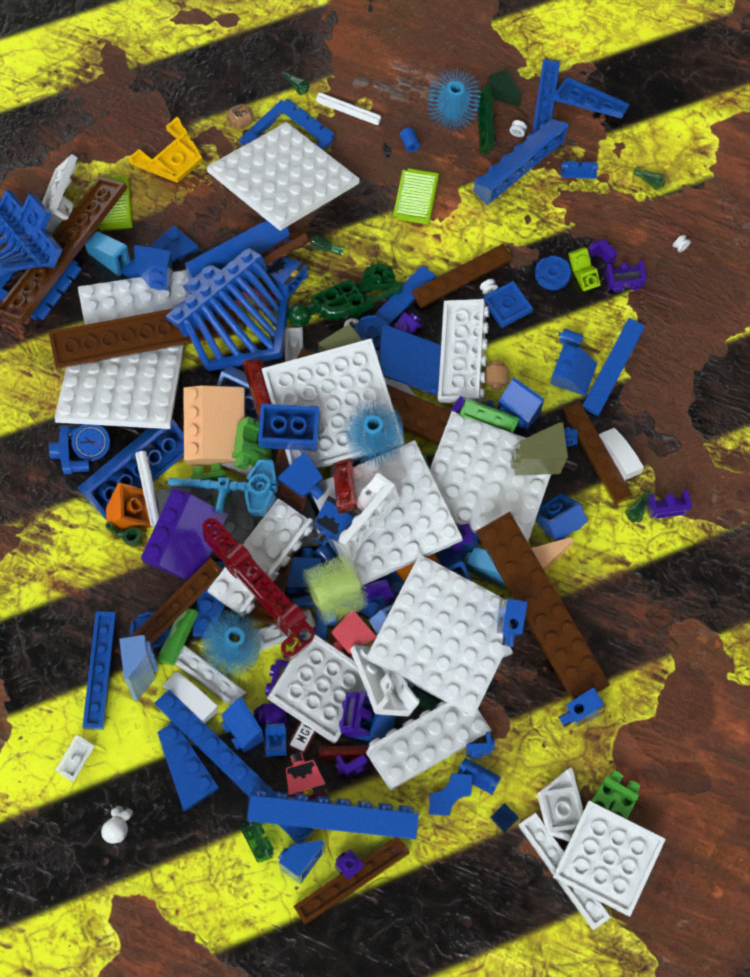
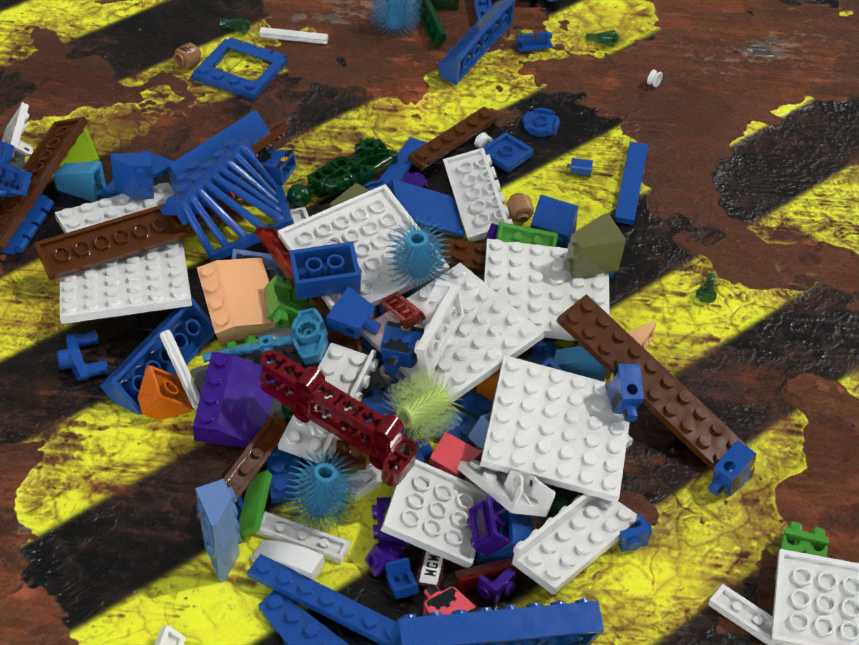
camera: 15 degrees left, 20 degrees down
(90, 442) = (103, 342): blue tile -> none
(99, 670) = (171, 559): blue plate -> none
(127, 535) = (174, 420): dark green plate -> none
(175, 160) = (129, 101): yellow wing -> none
(242, 726) = (359, 570): blue slope -> none
(283, 175) = (247, 85): white plate -> none
(322, 244) = (303, 138): clear green cone -> none
(378, 589) = (472, 409): dark purple bracket -> none
(410, 140) = (362, 47): blue piece -> none
(416, 196) = (383, 89): lime window -> none
(457, 788) = (626, 581): blue tile -> none
(467, 537) = (535, 352): dark purple bracket -> none
(481, 776) = (643, 565): blue hinge -> none
(504, 818) = (689, 601): clear blue tile -> none
(518, 128) = (464, 27): white bush -> none
(560, 517) = (635, 308): blue slope -> none
(561, 806) = (749, 571): white wing -> none
(573, 370) = (594, 190): blue slope -> none
(584, 272) = (568, 114): lime slope -> none
(597, 453) = (655, 259): reddish brown plate -> none
(604, 250) = (583, 95): dark purple bracket -> none
(621, 453) = (671, 247): white slope -> none
(625, 277) = (613, 112): dark purple window -> none
(670, 506) = (742, 281): dark purple window -> none

